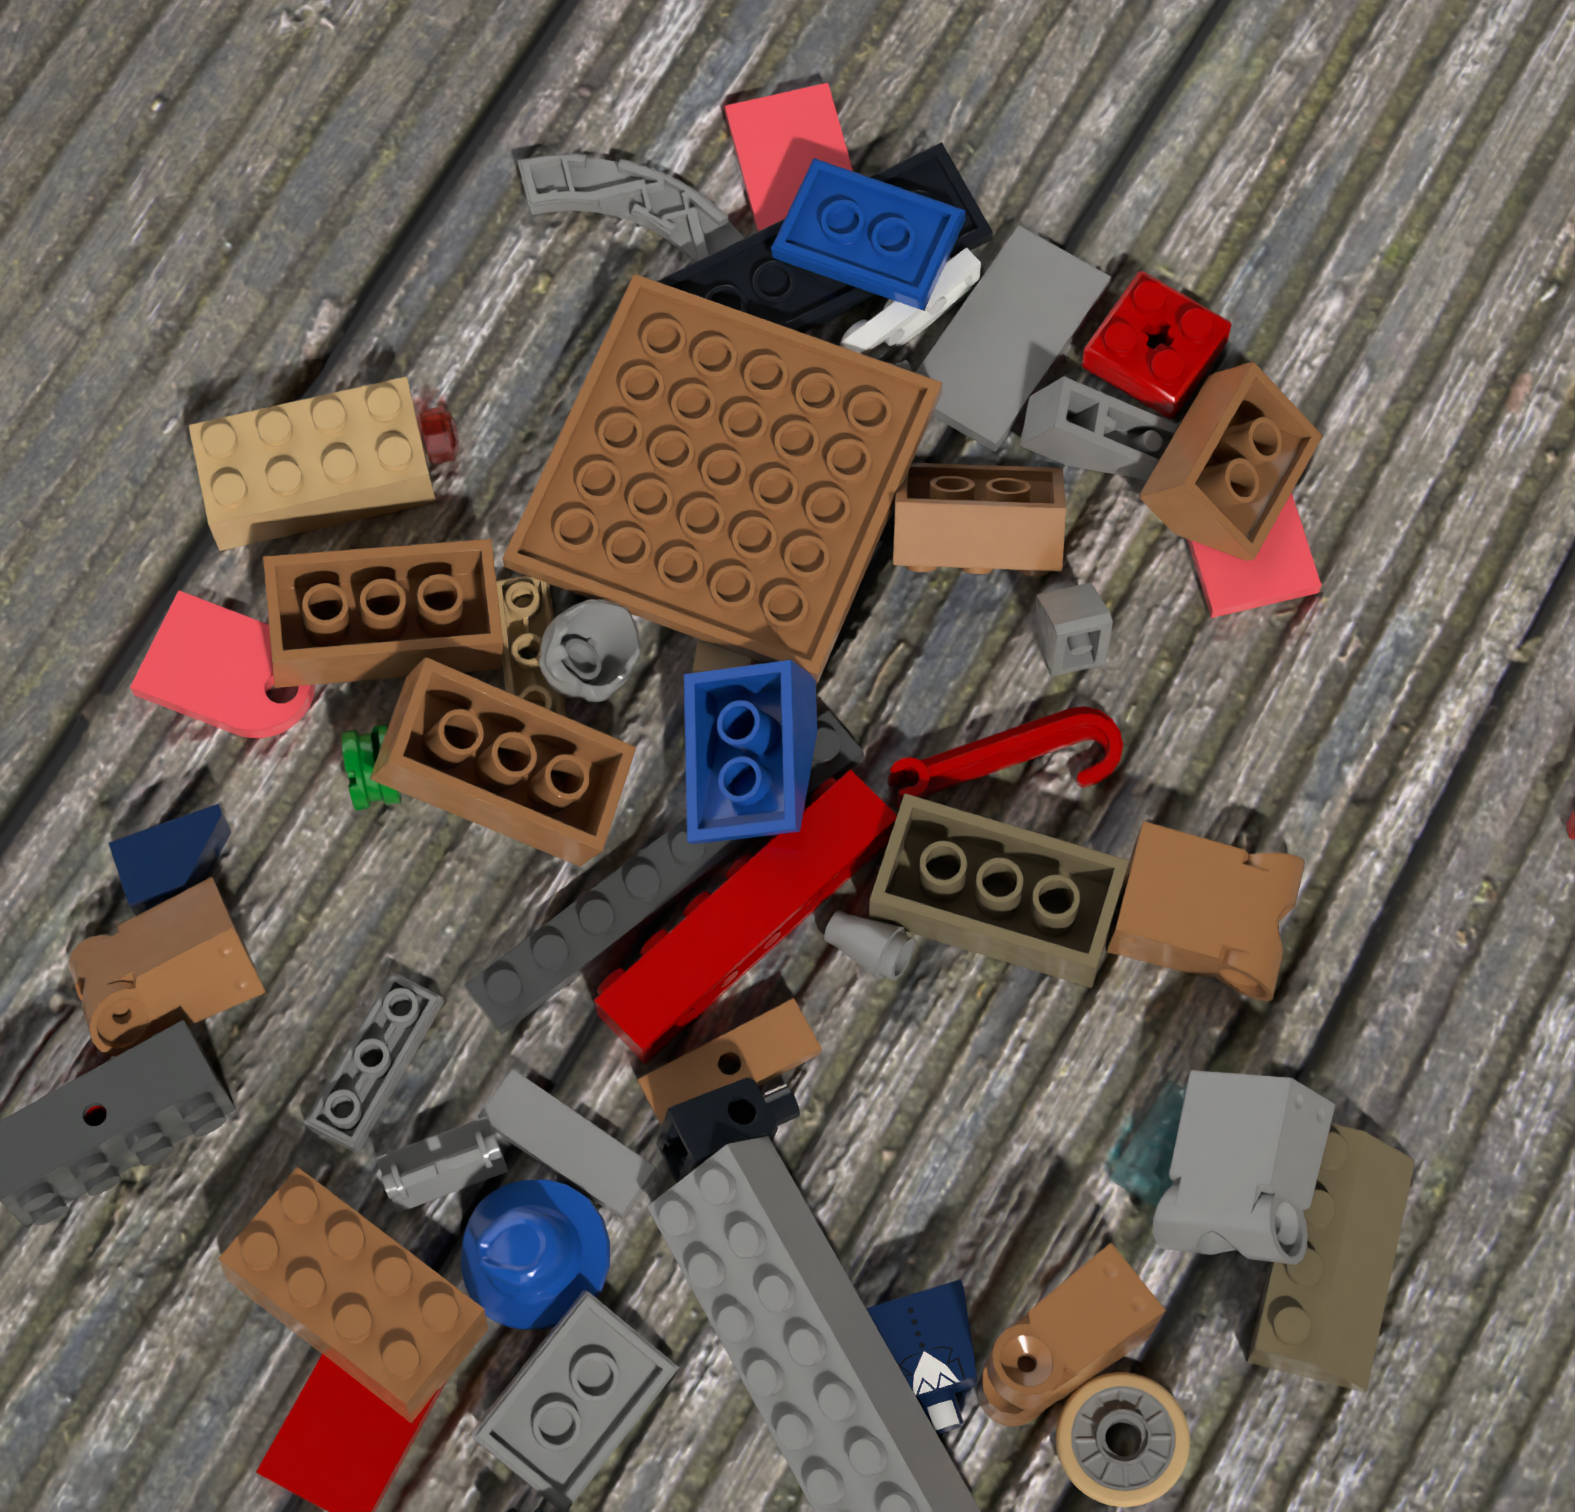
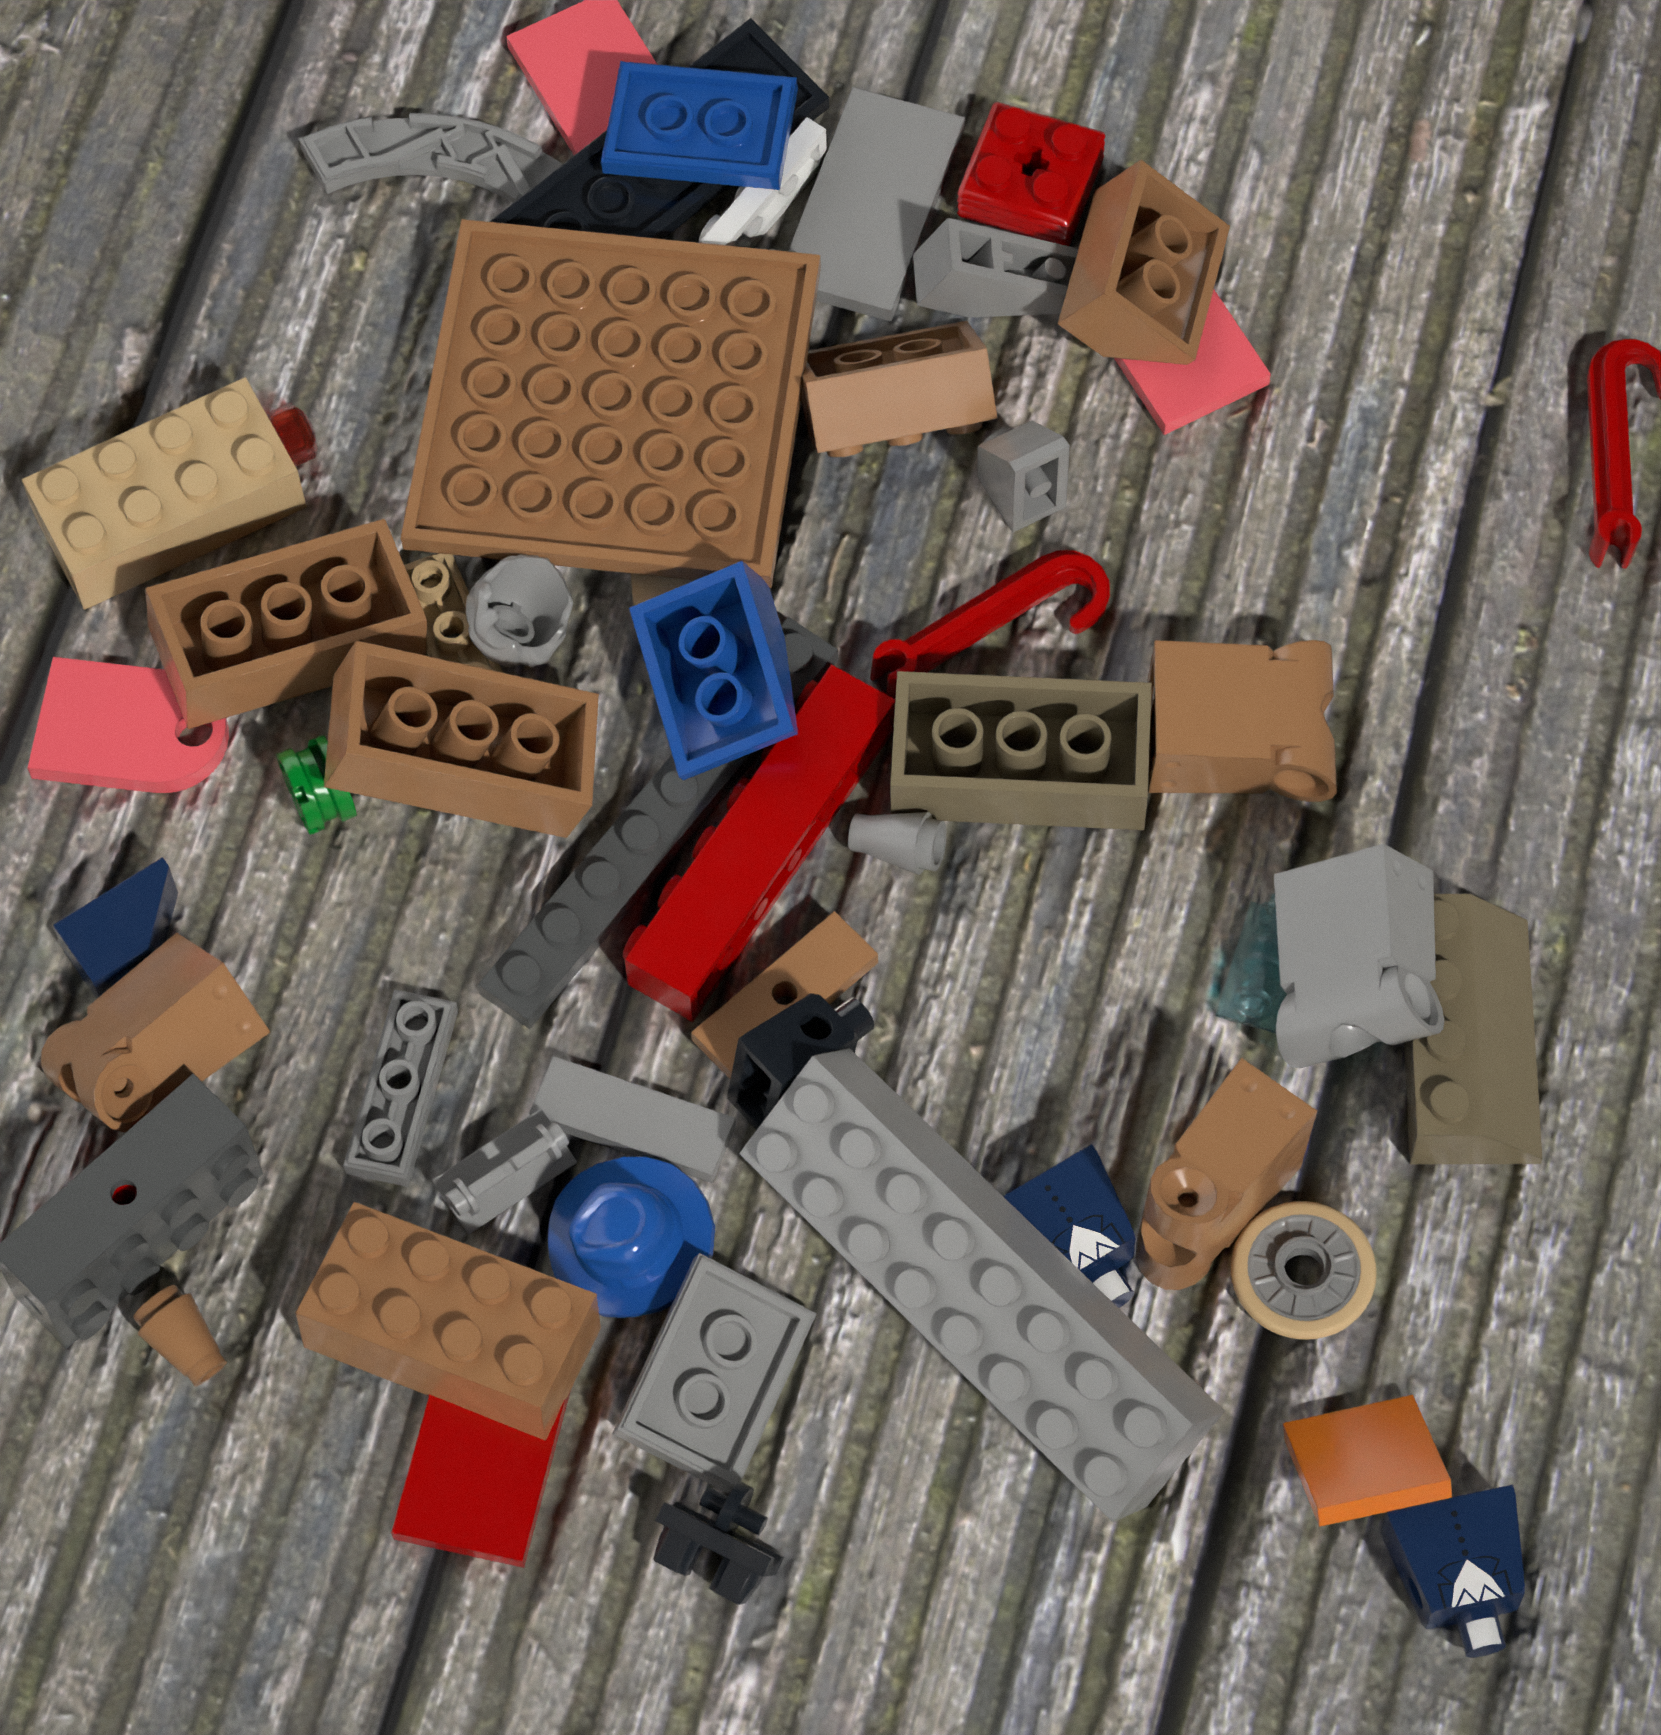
camera: 15 degrees left, 5 degrees down
(122, 1242) = (180, 1334): none -> medium nougat cone

